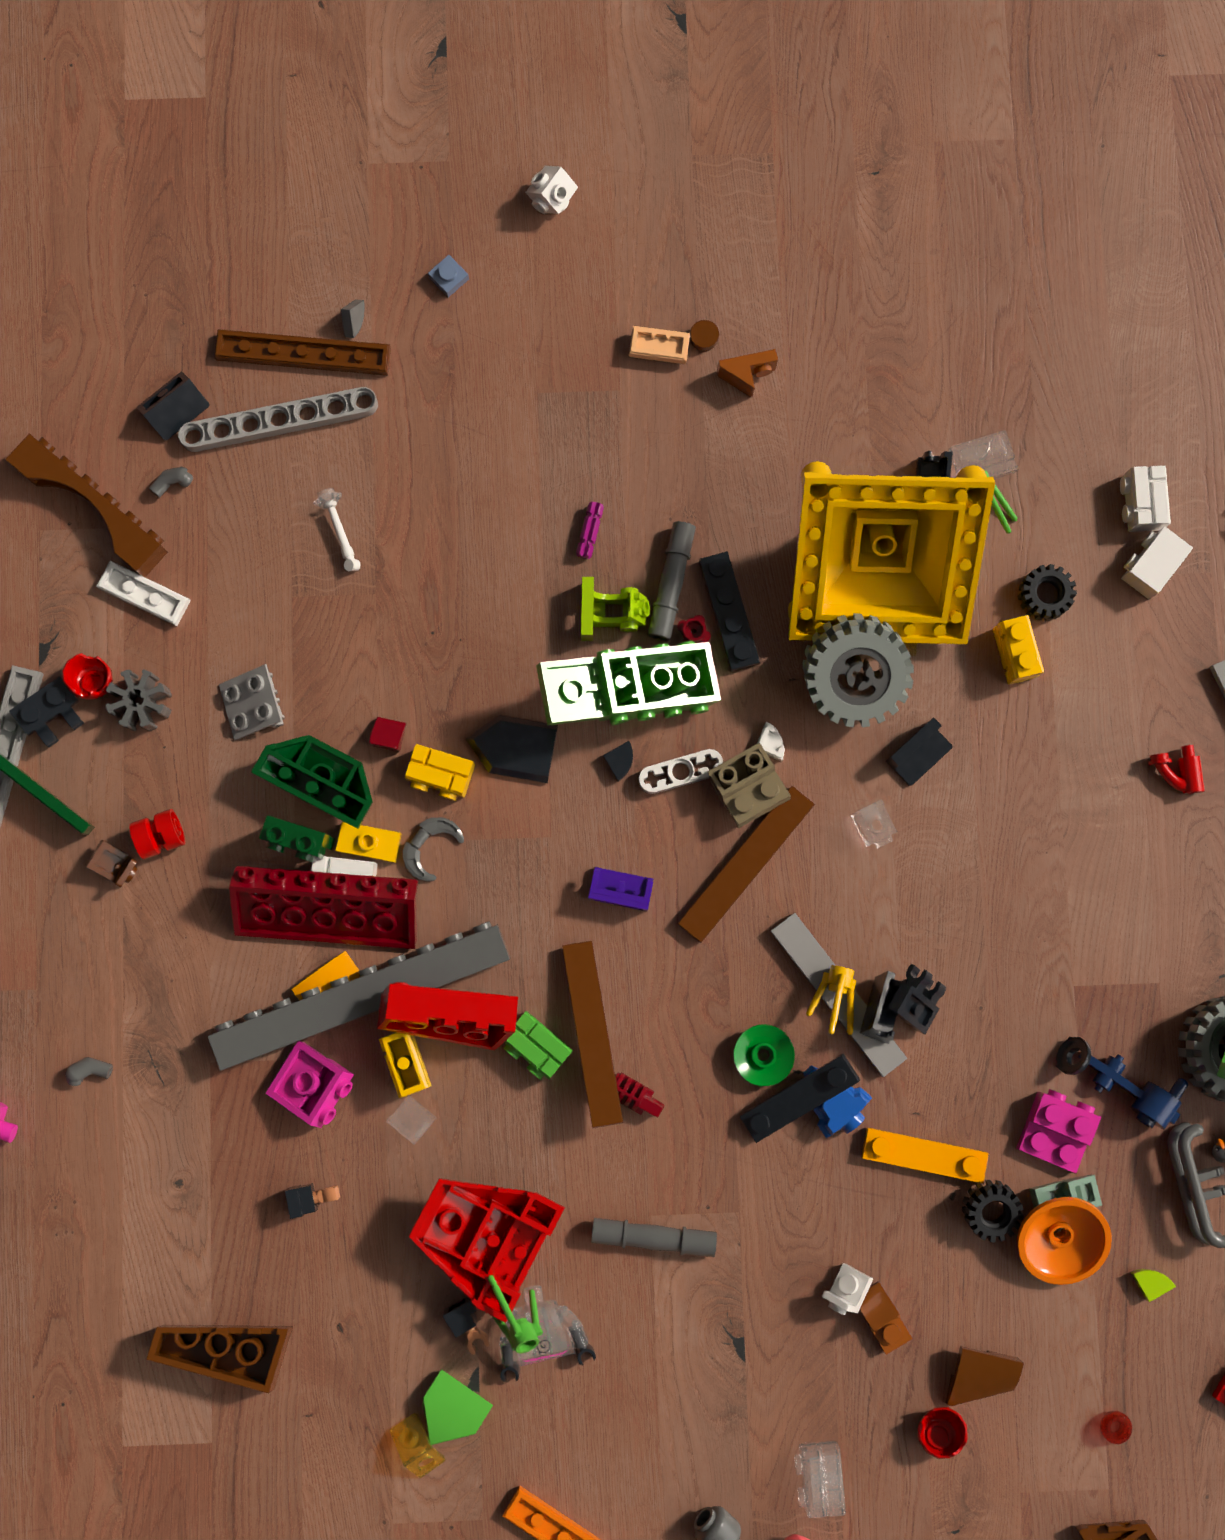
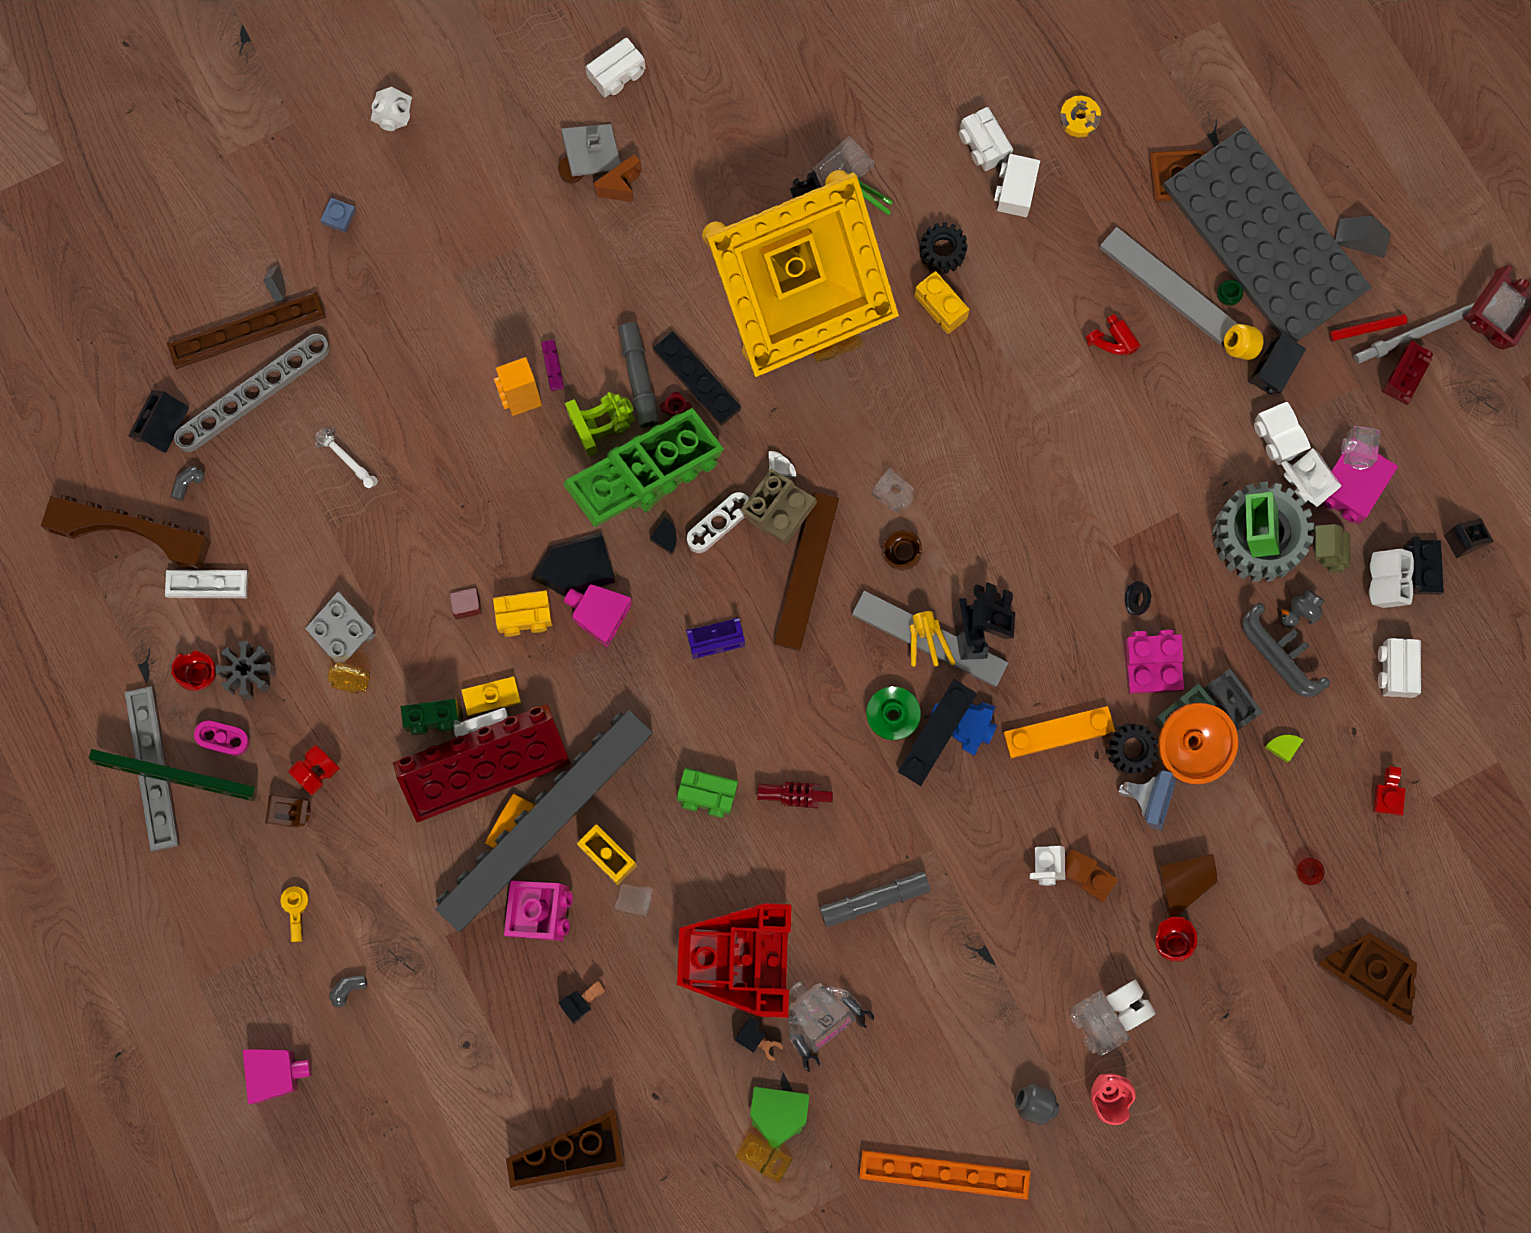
camera: 25 degrees left, 5 degrees down
(44, 707) = (168, 712): black plate -> none
(77, 958) = (294, 901): none -> yellow plate
(85, 758) = (222, 738): none -> dark pink plate
(235, 756) = (348, 678): none -> clear yellow brick
(318, 776) = (426, 662): dark green wedge -> none
(411, 853) = (537, 660): dark grey piece -> none
(448, 1015) = (625, 797): red wedge -> none
(515, 807) = (599, 611): none -> dark pink torso
(522, 1333) = (806, 1017): bright green plant -> none
(540, 538) = (517, 387): none -> light orange brick
(592, 1034) = (747, 761): reddish brown tile -> none
(659, 345) = (538, 193): light nougat plate -> none
(733, 324) = (590, 149): none -> light grey piece
(799, 250) = (615, 68): none -> white brick
(839, 652) = (793, 374): light grey wheel -> none
(854, 890) = (902, 550): none -> reddish brown hair
(862, 1483) = (1140, 1009): none -> white wheel
(920, 753) = (903, 419): black panel -> none
(988, 1271) = (1153, 797): none -> sand blue piece
(1122, 1209) = (1233, 699): none -> dark grey hinge
(1152, 1102) = (1217, 607): dark blue piece -> none

